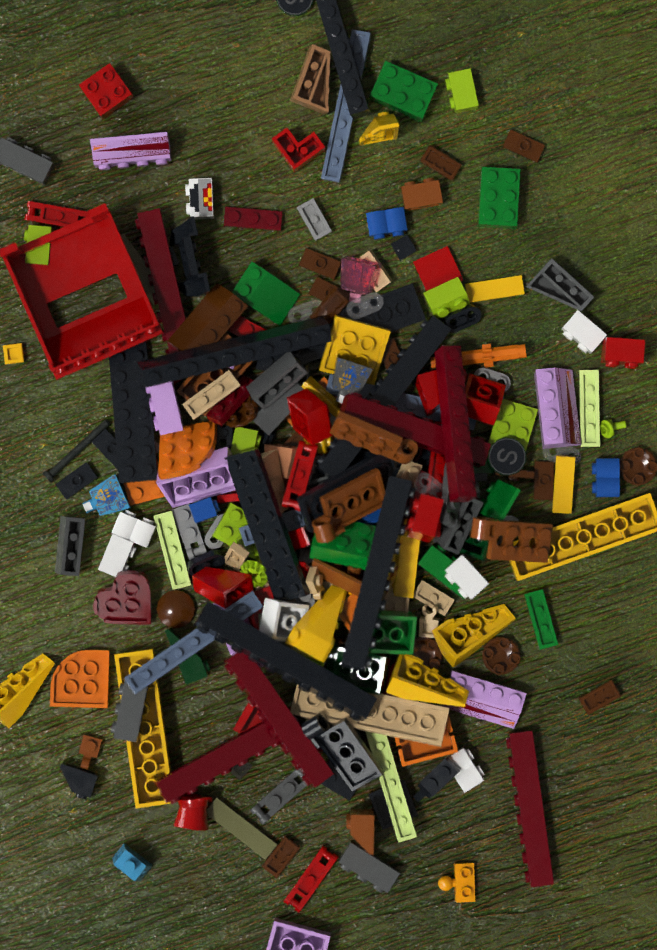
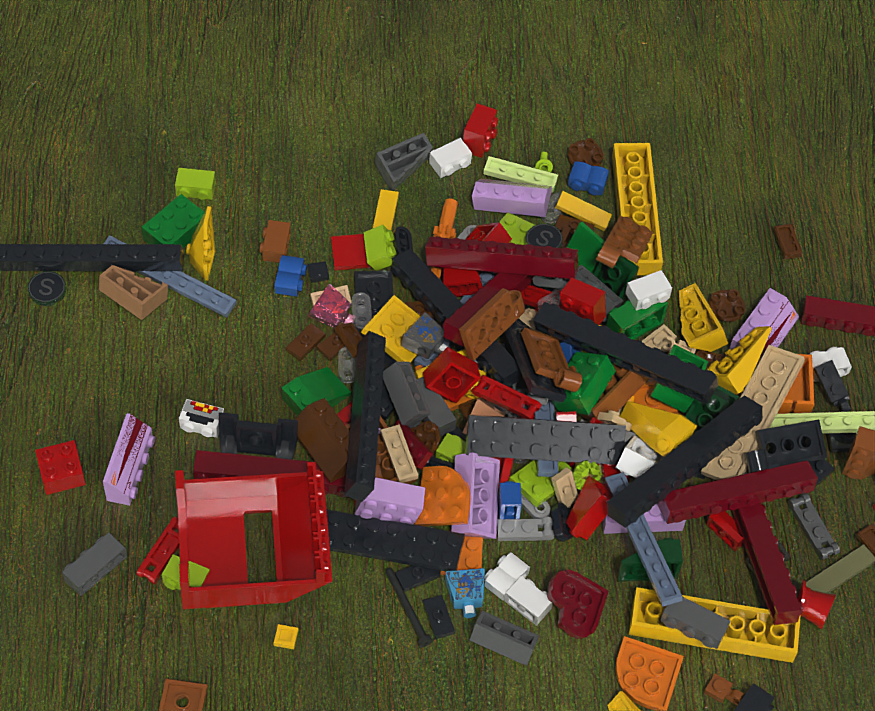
camera: 75 degrees left, 30 degrees down
(131, 863) = (855, 678): dark azure torso -> none
(172, 550) = (540, 548): yellowish green plate -> none
(175, 609) = (599, 565): reddish brown dish -> none
(253, 219) = (239, 384): dark red plate -> none
(297, 153) = (190, 326): red brick -> none
(314, 219) = (262, 332): light grey plate -> none
(440, 163) = (253, 219): reddish brown plate -> none
(498, 197) = (304, 184): green brick -> none
(523, 146) = (265, 156): reddish brown plate -> none
(541, 619) = (702, 264): green plate -> none

